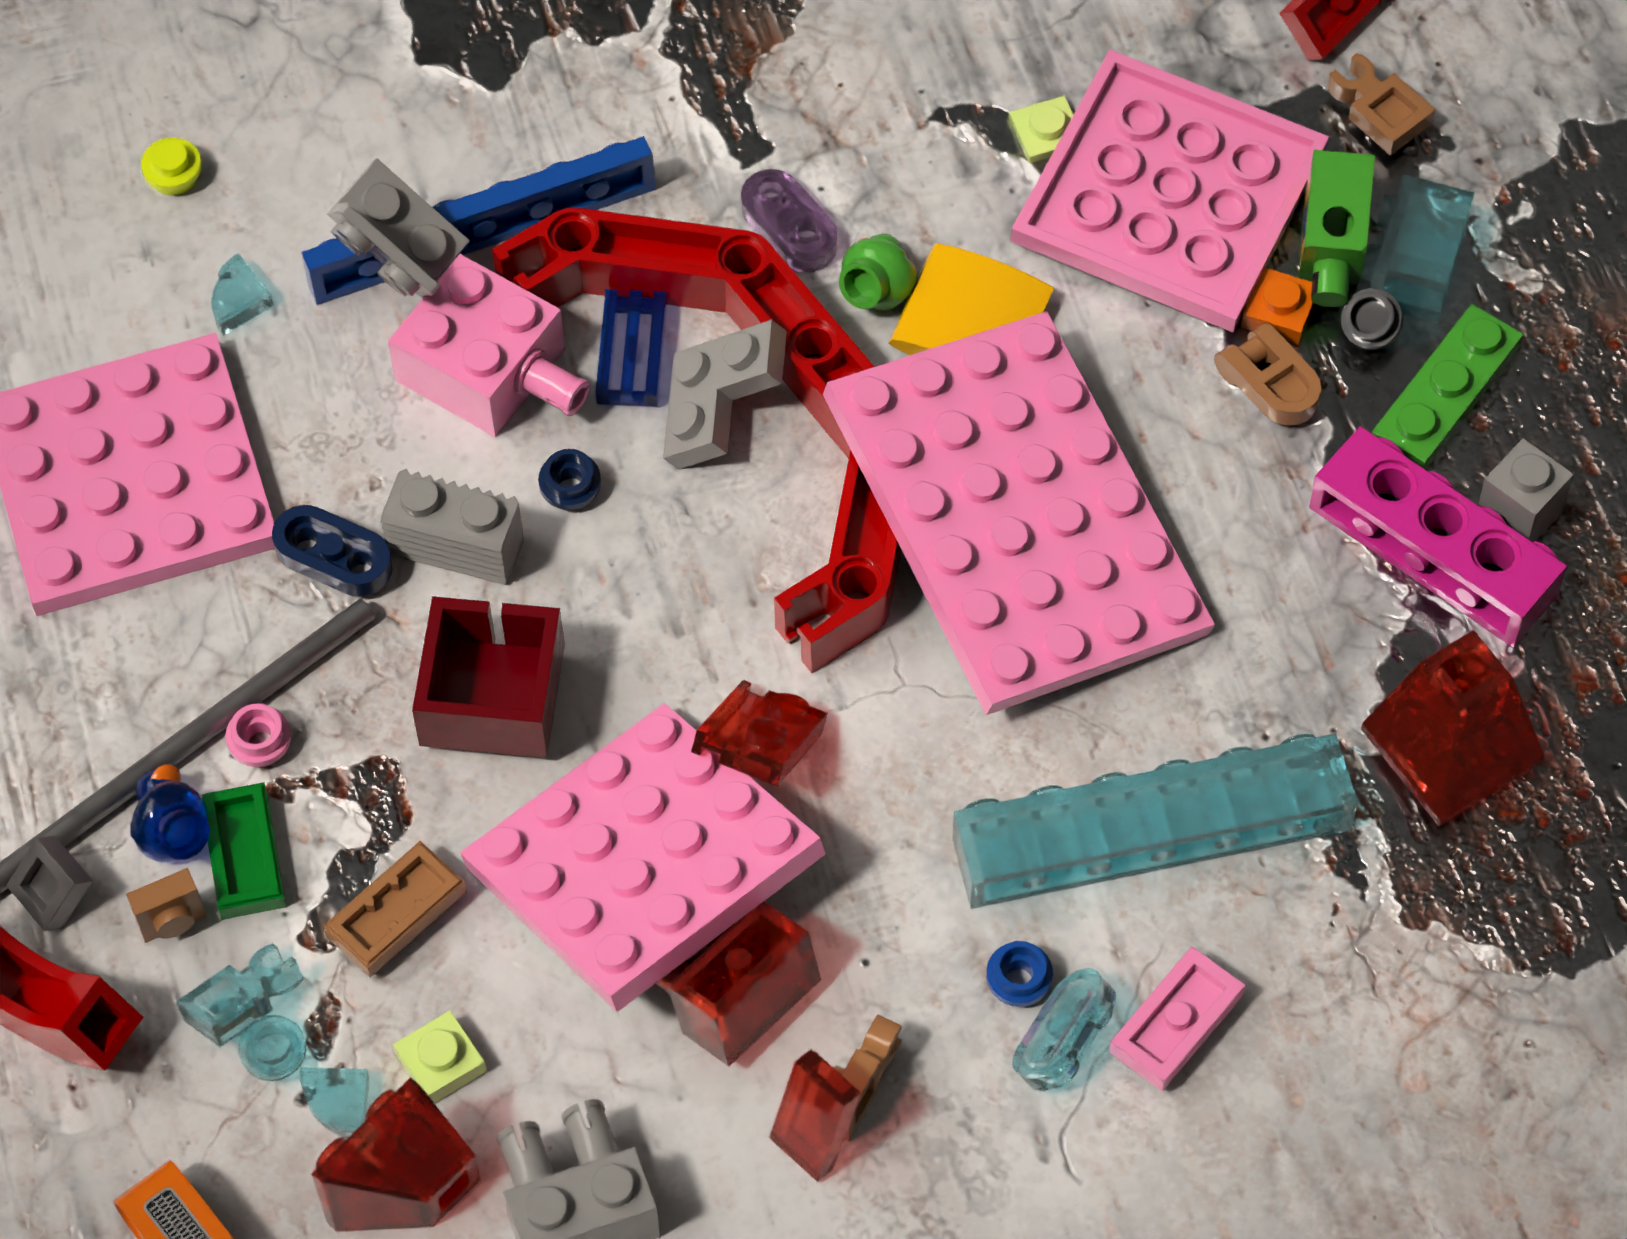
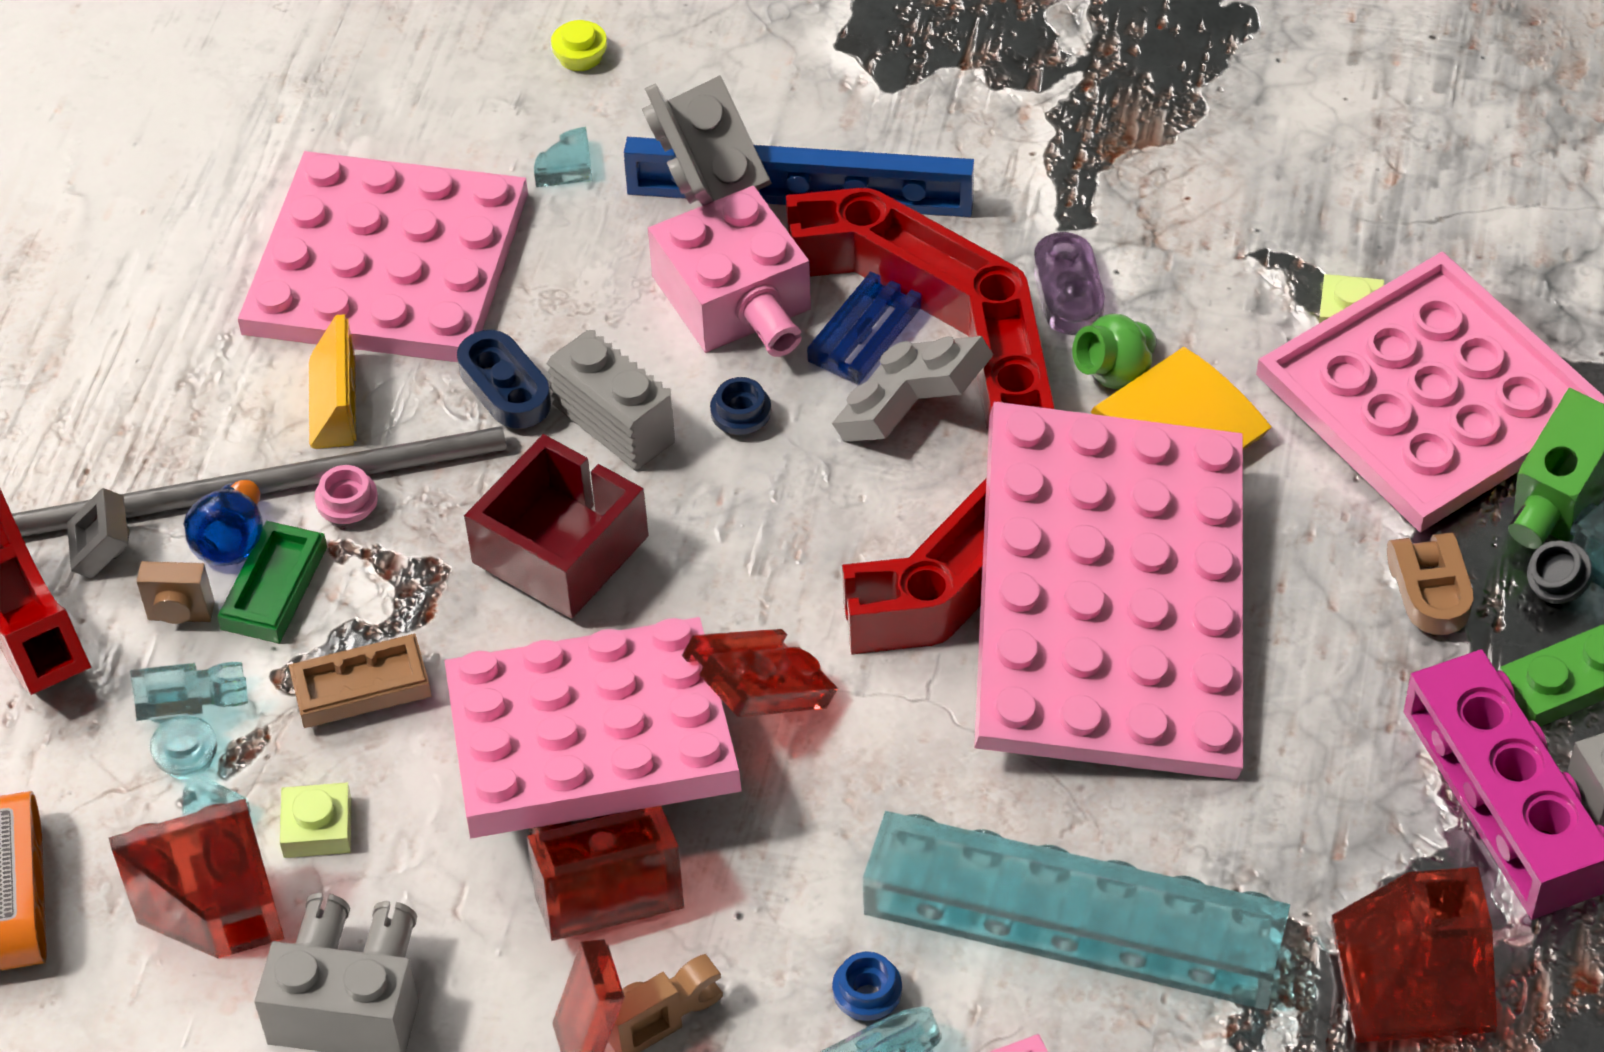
camera: 30 degrees right, 10 degrees down
(171, 632) = (333, 388): none -> yellow slope
(1281, 302) = (1479, 527): orange plate -> none

